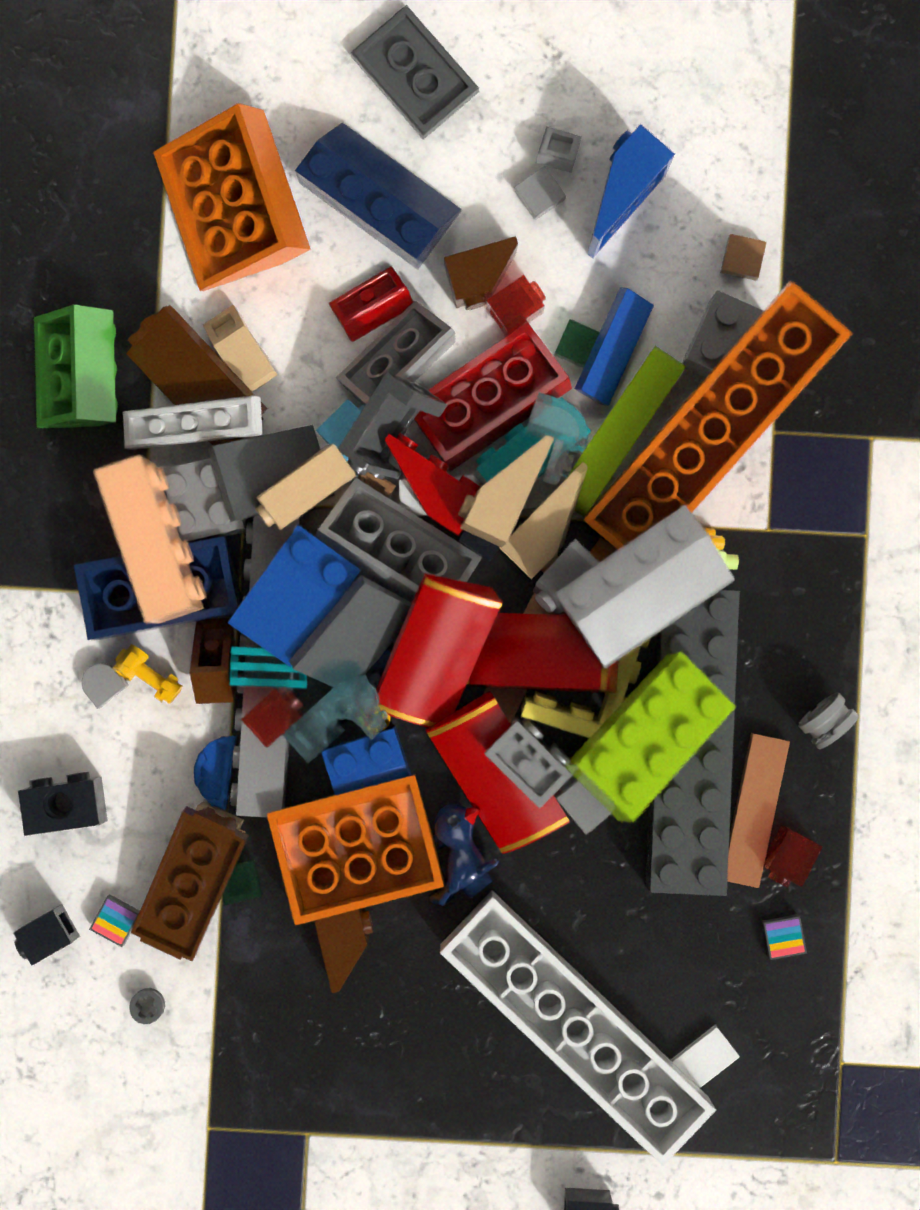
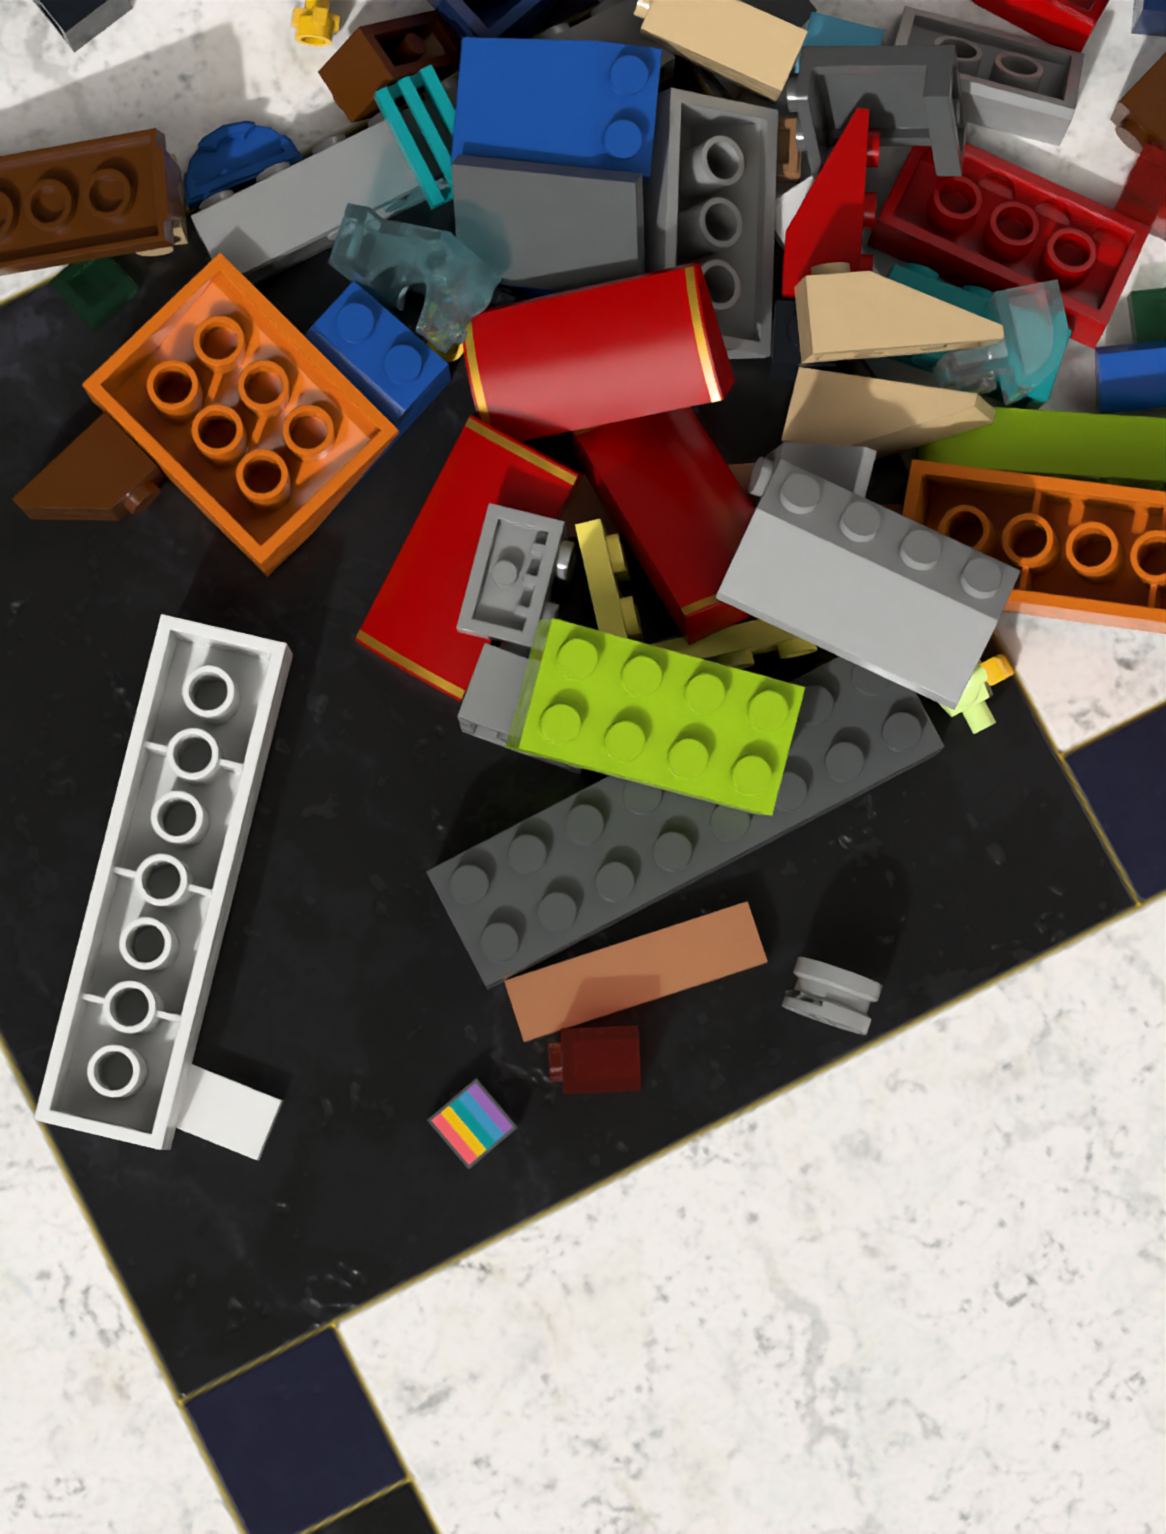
camera: 60 degrees right, 5 degrees down
(273, 716) = (366, 176): clear red brick -> none
(465, 863) = (310, 588): dark blue animal -> none

